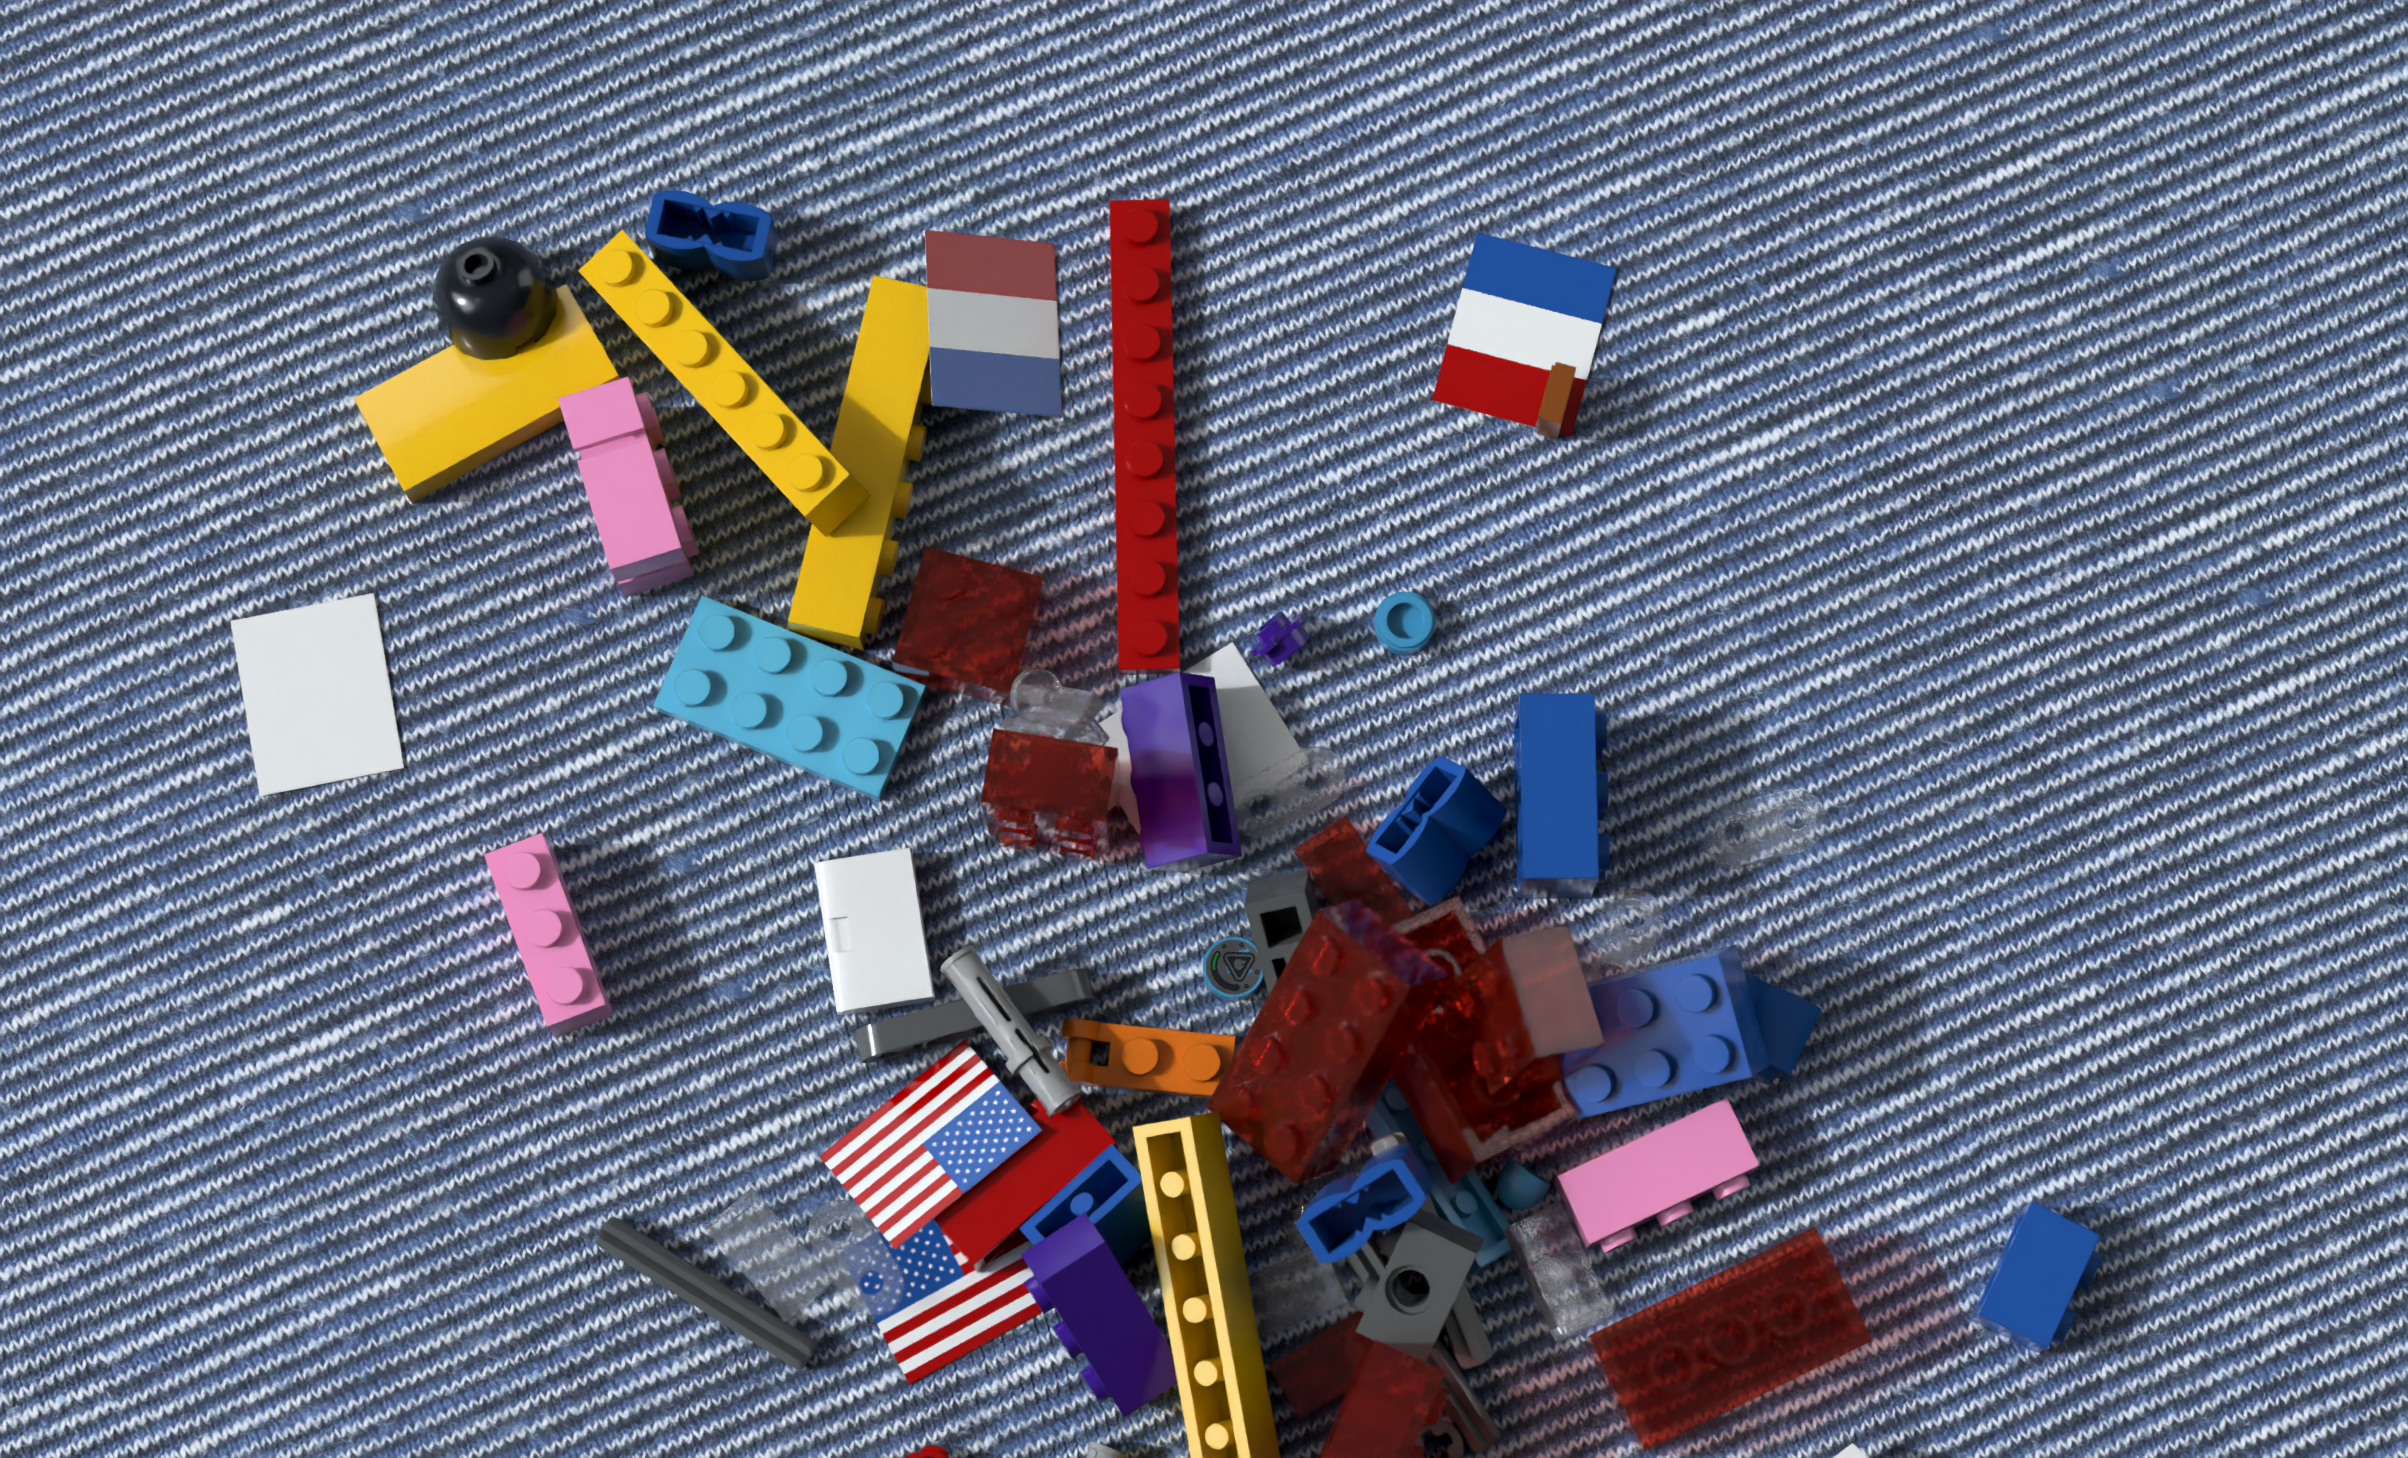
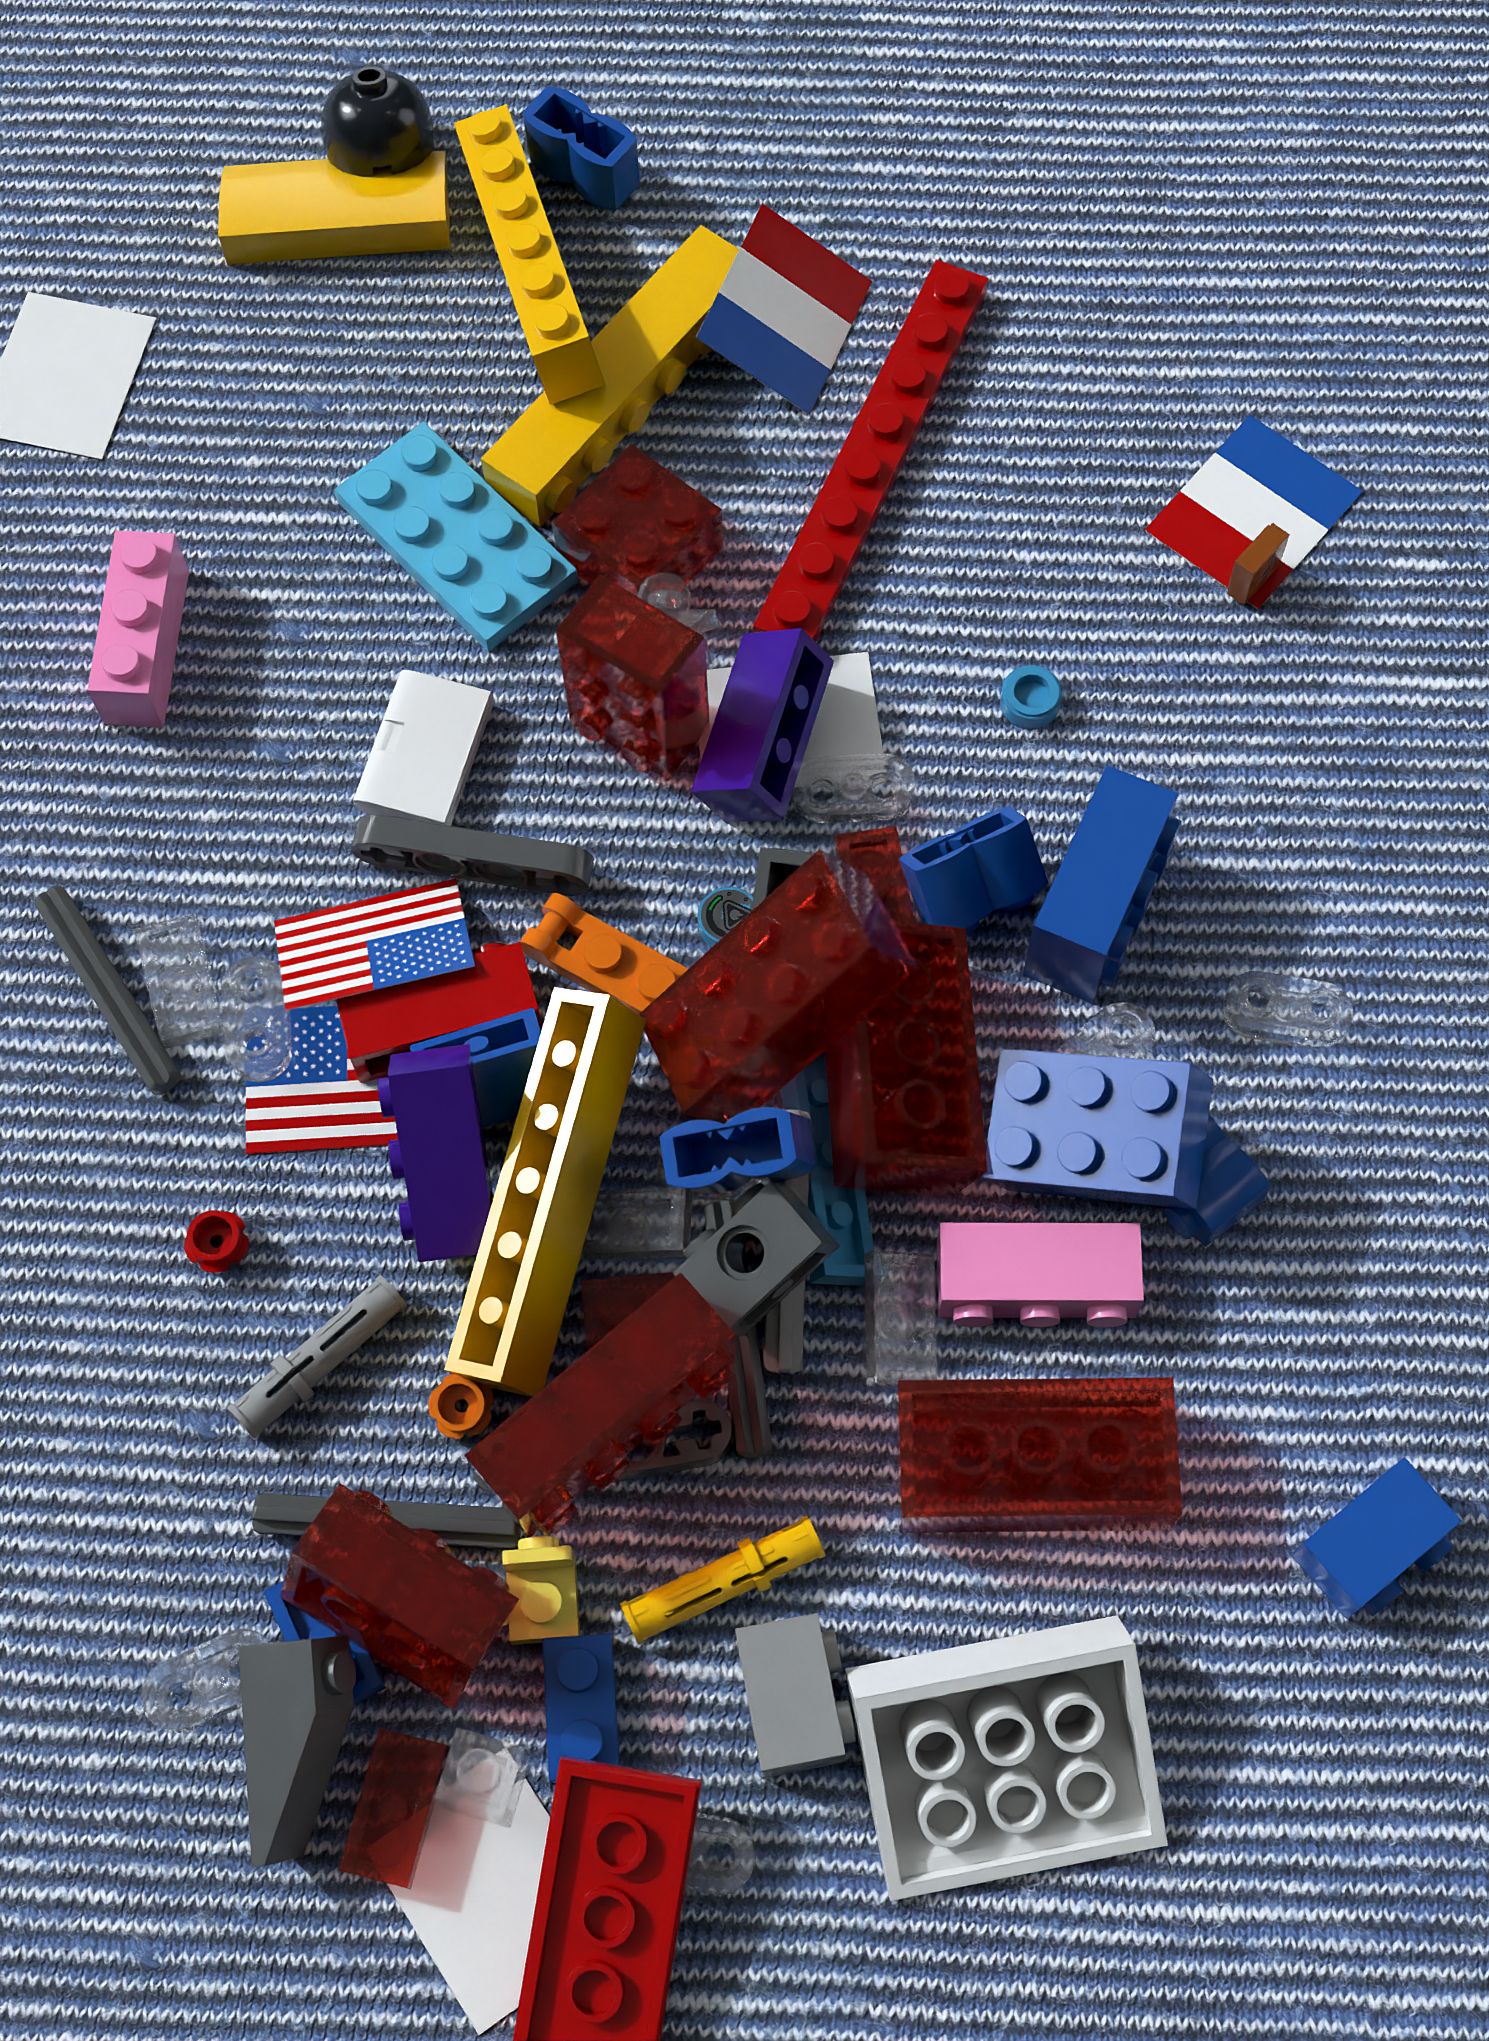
camera: 25 degrees right, 10 degrees down
(630, 485) = (403, 301): bright pink piece -> none
(1010, 1030) = (495, 889): light grey pin -> none
(1280, 638) = (910, 657): dark purple plate -> none
(1519, 1186) = (901, 1226): dark azure hinge -> none
(1528, 1010) = (980, 1039): brick -> none

